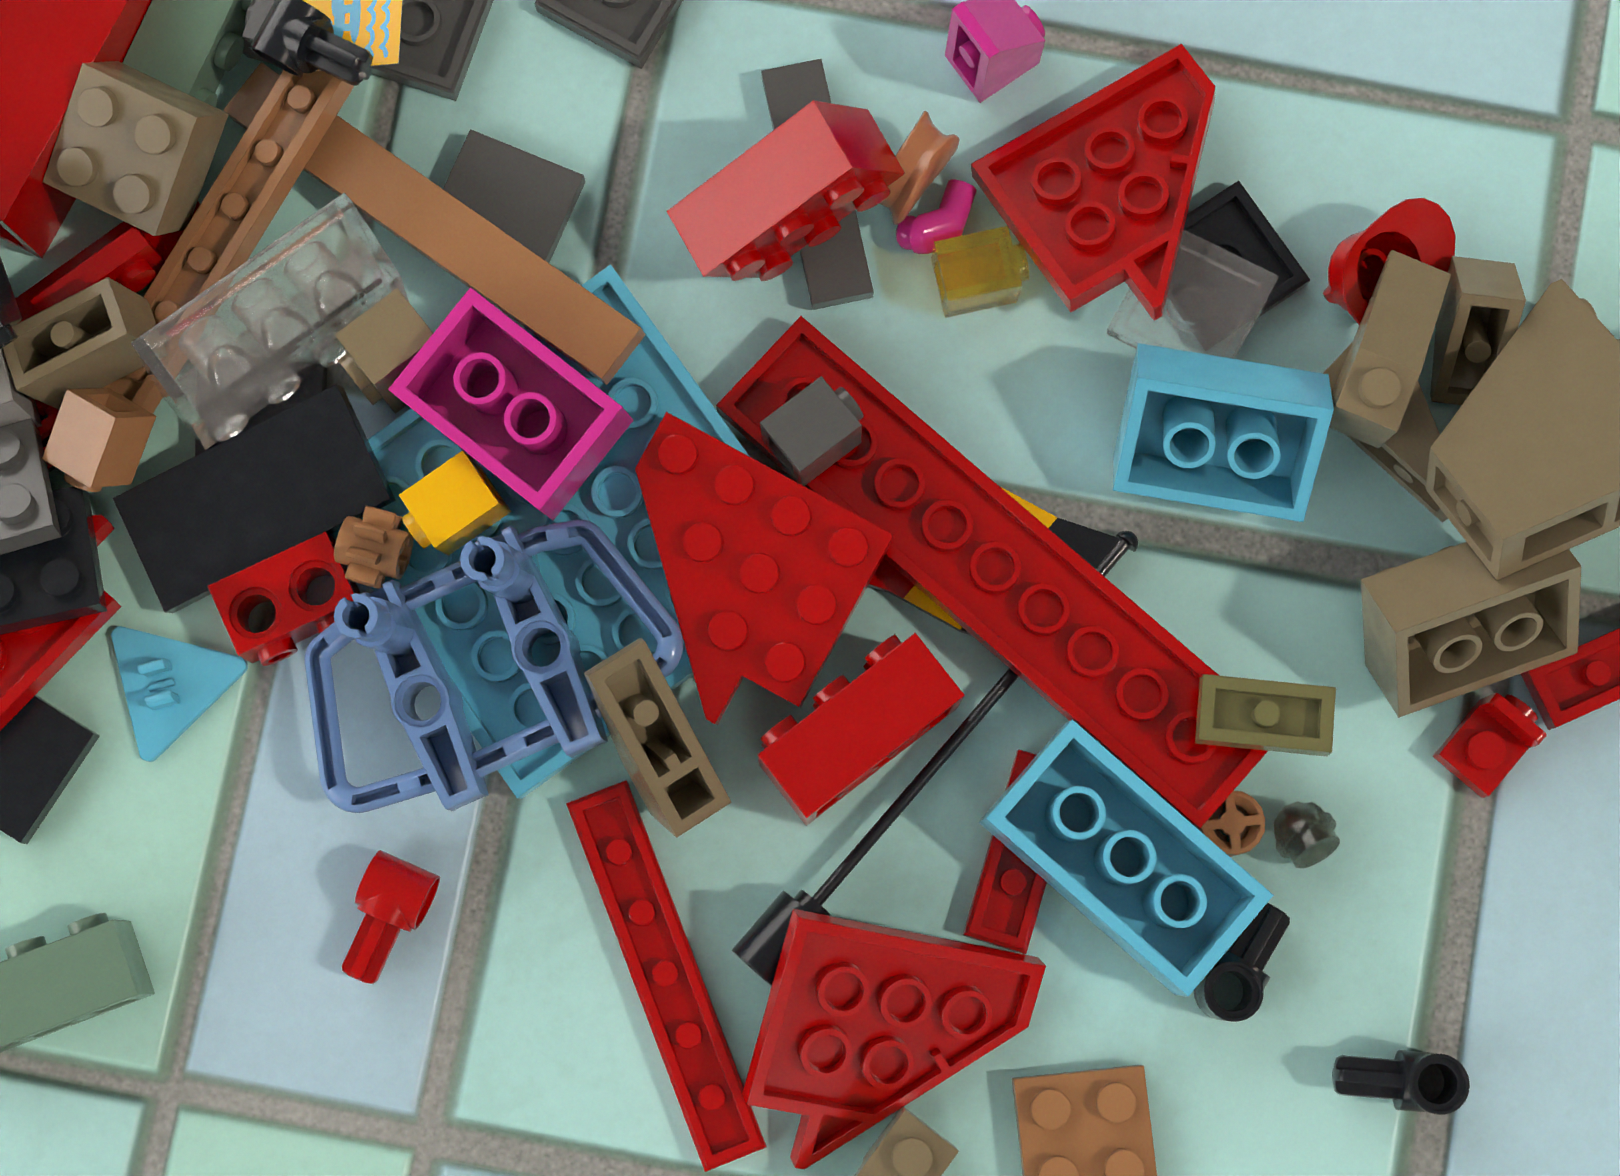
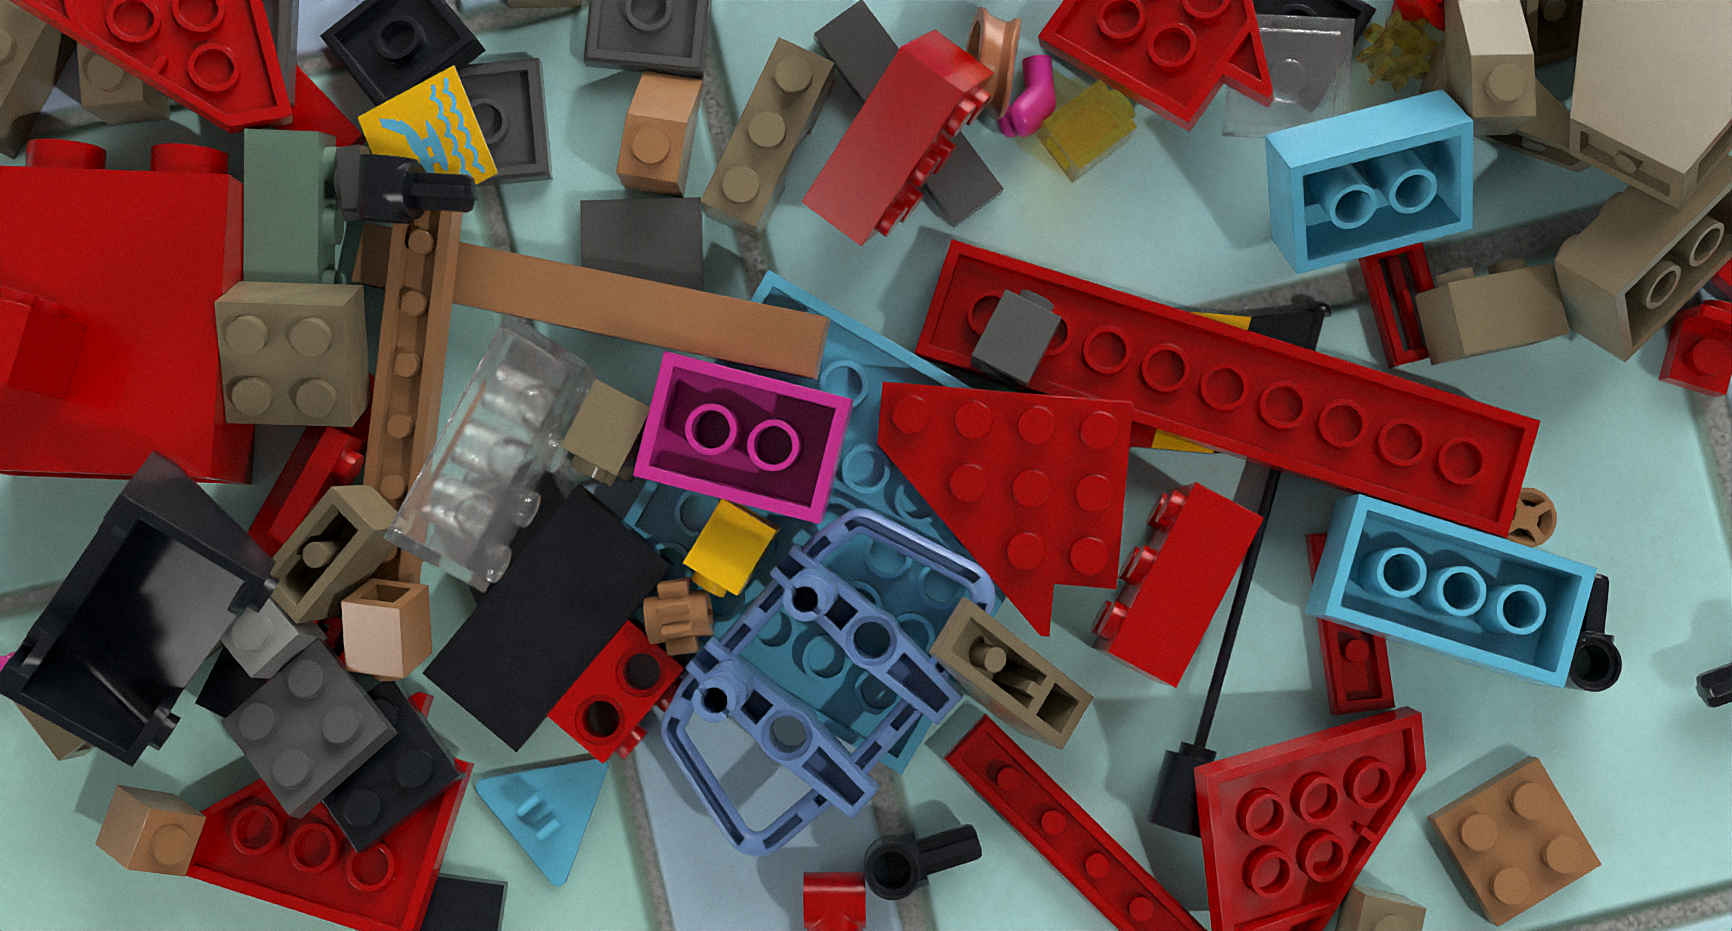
camera: 30 degrees left, 5 degrees up
(500, 886) = (925, 857): none -> black axle
(572, 101) = (659, 134): none -> medium nougat slope
(697, 122) = (766, 138): none -> dark tan arch
(1205, 622) = (1382, 306): none -> red tile
(1265, 715) = (1523, 415): olive plate -> none
(1287, 610) = (1491, 312): none -> dark tan brick
(1305, 834) = (1585, 496): clear smoke plate -> none
(1310, 310) = (1410, 38): none -> clear yellow gear

